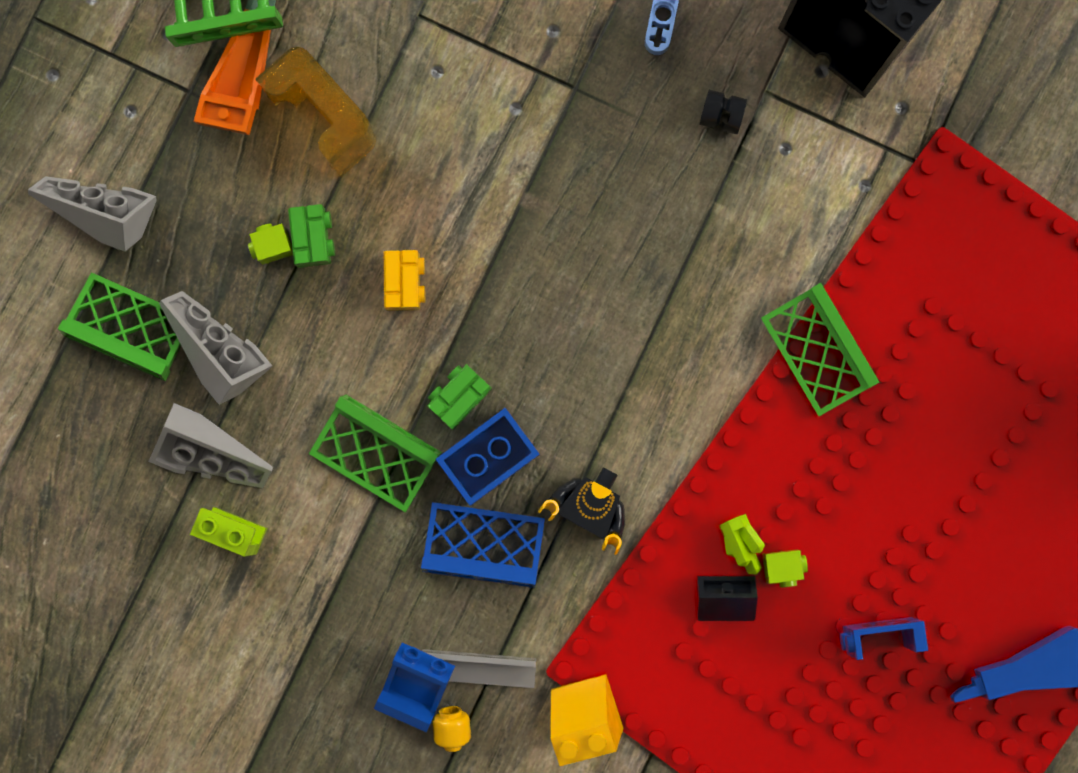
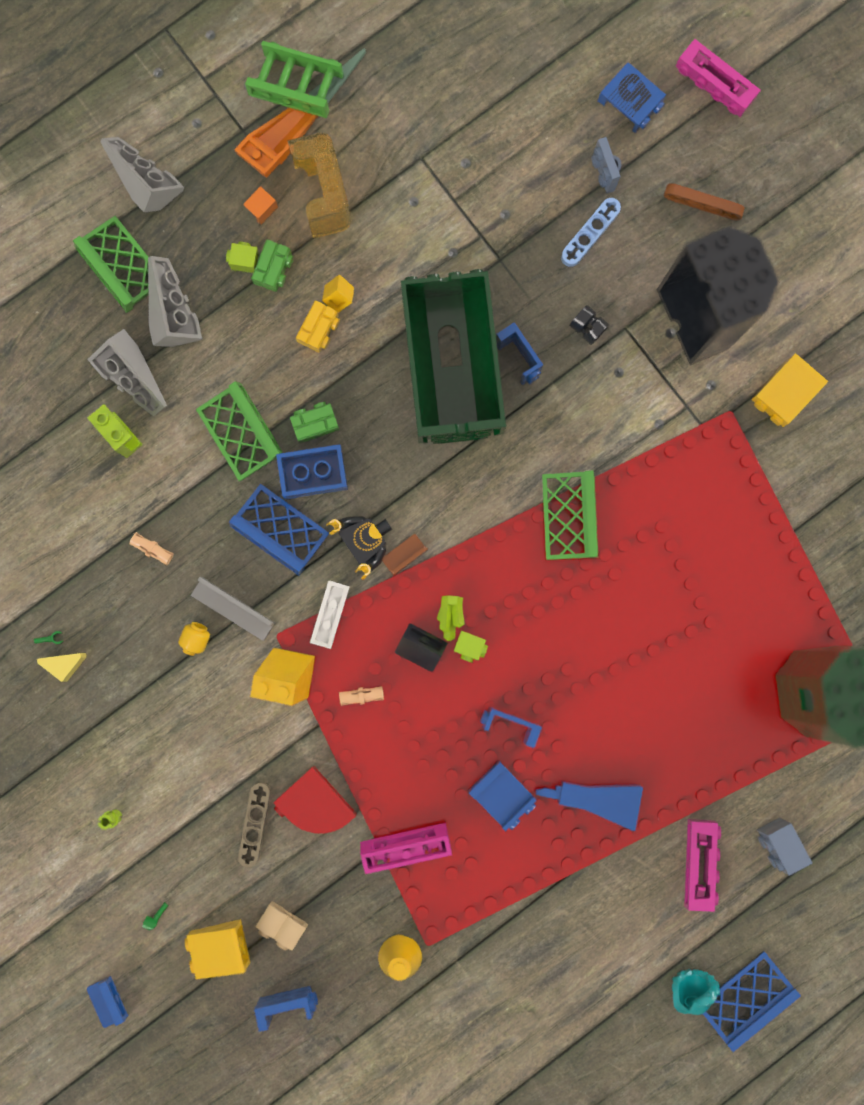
camera: 15 degrees right, 0 degrees up
(259, 170) = (261, 205): none -> orange panel
(343, 647) = (151, 548): none -> light nougat pin
(406, 228) = (338, 293): none -> yellow panel
(414, 687) = (183, 597): blue panel -> none
(598, 616) = (329, 614): none -> white plate
(618, 277) = (462, 399): none -> dark green panel
(648, 497) = (404, 554): none -> dark orange panel
(664, 180) = (514, 335): none -> blue panel
(686, 693) = (361, 695): none -> light nougat pin
(916, 724) = (503, 796): none -> blue panel
(999, 67) = (789, 390): none -> yellow slope

